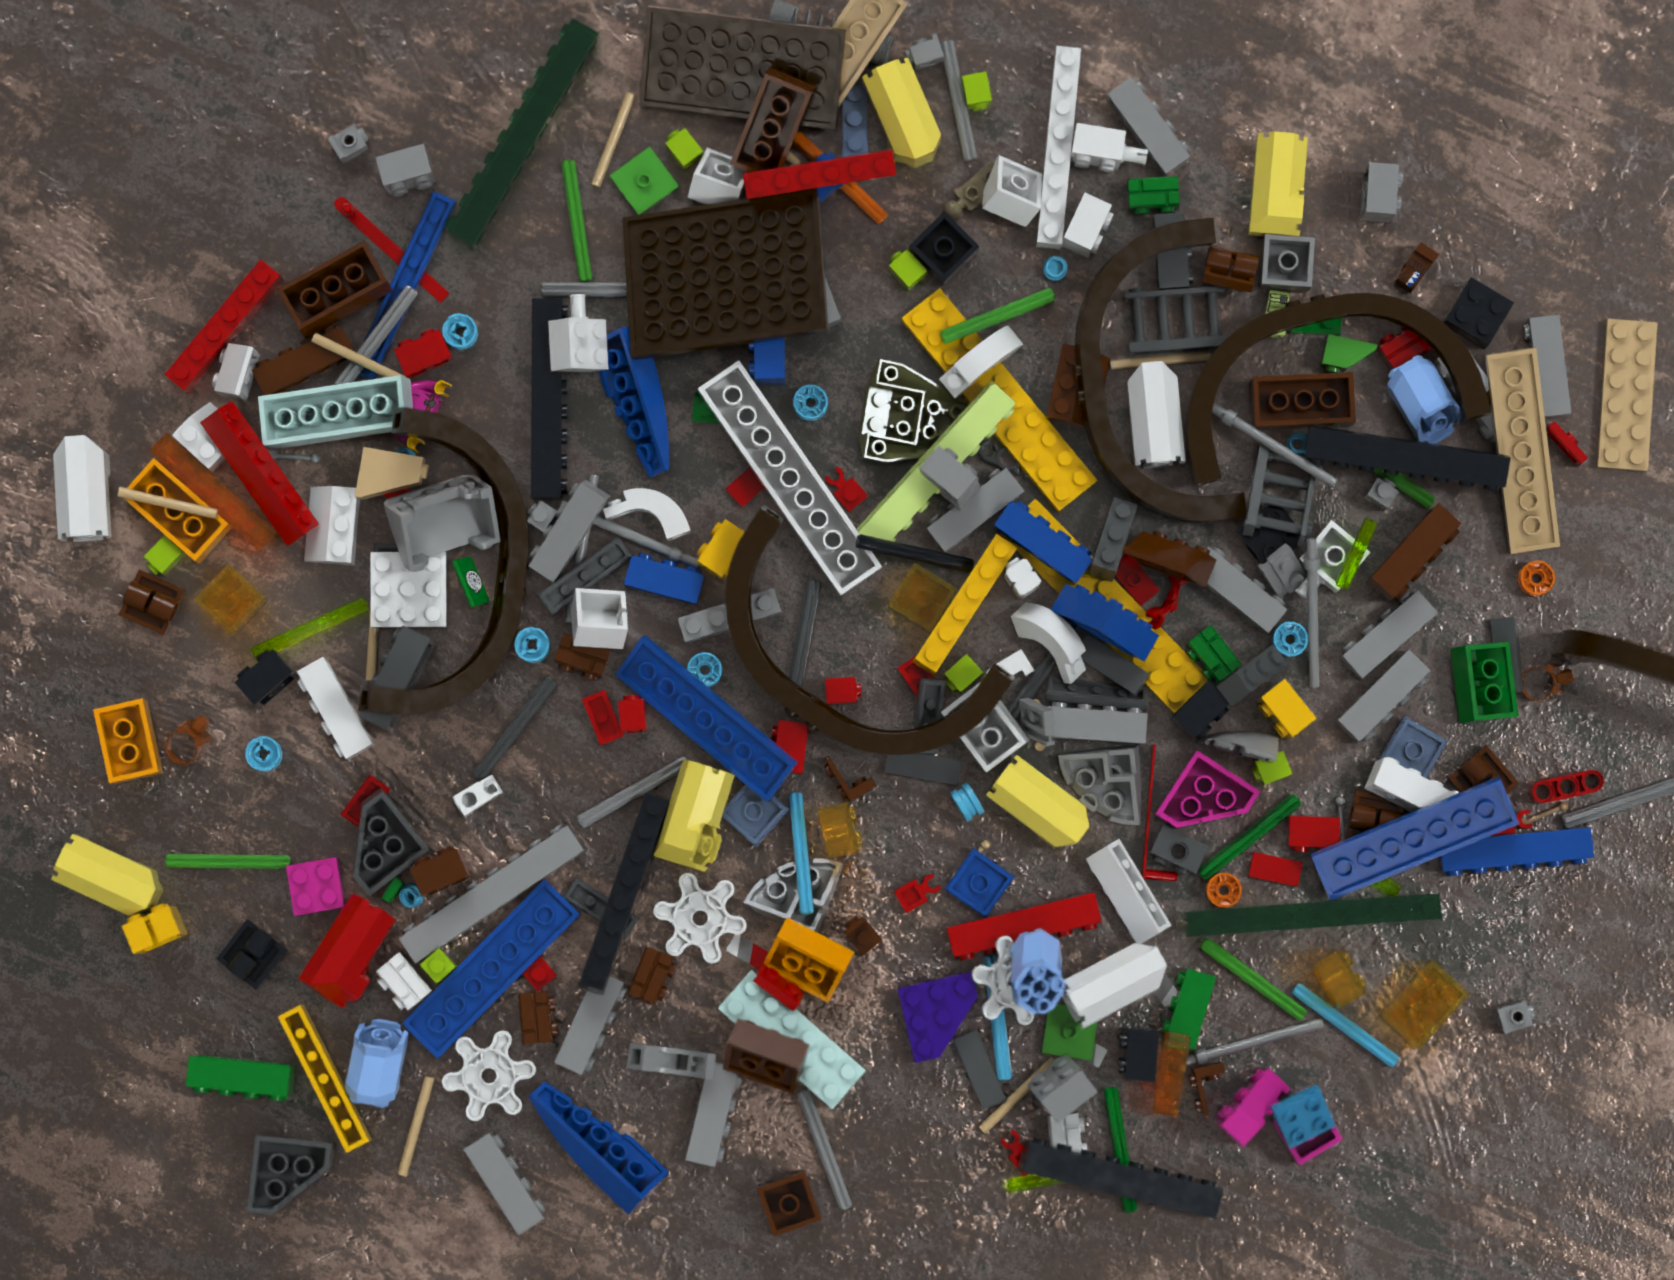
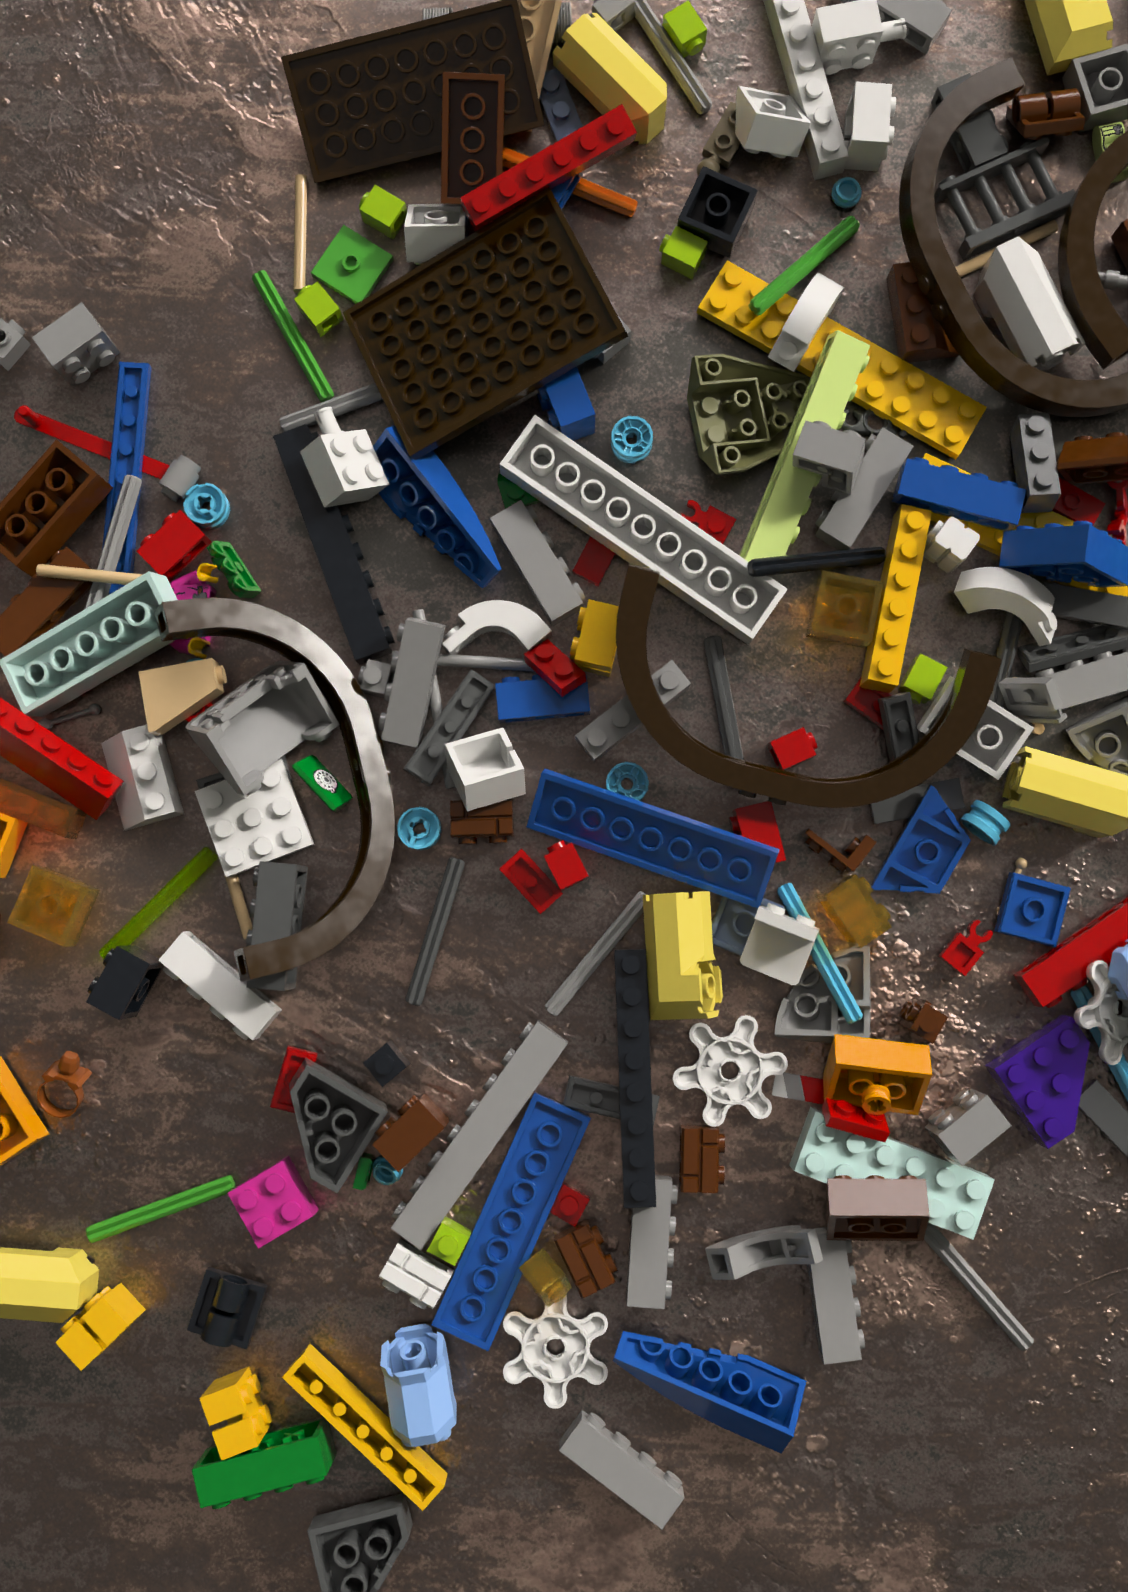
camera: 15 degrees left, 0 degrees up
(235, 1031) = (237, 1401): none -> yellow piece
(272, 760) = (167, 1076): medium azure wheel -> none
(346, 951) = (334, 1268): red brick -> none
(415, 1126) = (492, 1440): tan bar -> none
(441, 814) = (386, 1063): none -> black brick
(447, 302) = (179, 478): none -> light grey brick
(462, 385) = (229, 563): none -> green plate
(477, 795) = (420, 1025): white leg -> none
(501, 1019) = (545, 1278): none -> clear yellow brick
(523, 133) = (196, 261): clear green brick -> none
(604, 207) = (318, 308): none -> lime brick
(682, 560) = (555, 667): none -> red plate
(700, 472) = (537, 563): none -> light grey brick
(772, 834) = (779, 944): none -> white bracket
(789, 1203) = (964, 1369): reddish brown brick -> none
(800, 970) = (876, 1099): none -> light orange bush
(861, 1023) = (967, 1125): none -> light grey brick
(914, 805) = (925, 849): none -> blue wing
(1016, 663) = (978, 640): white leg -> none
(1153, 194) = (923, 70): green brick -> none

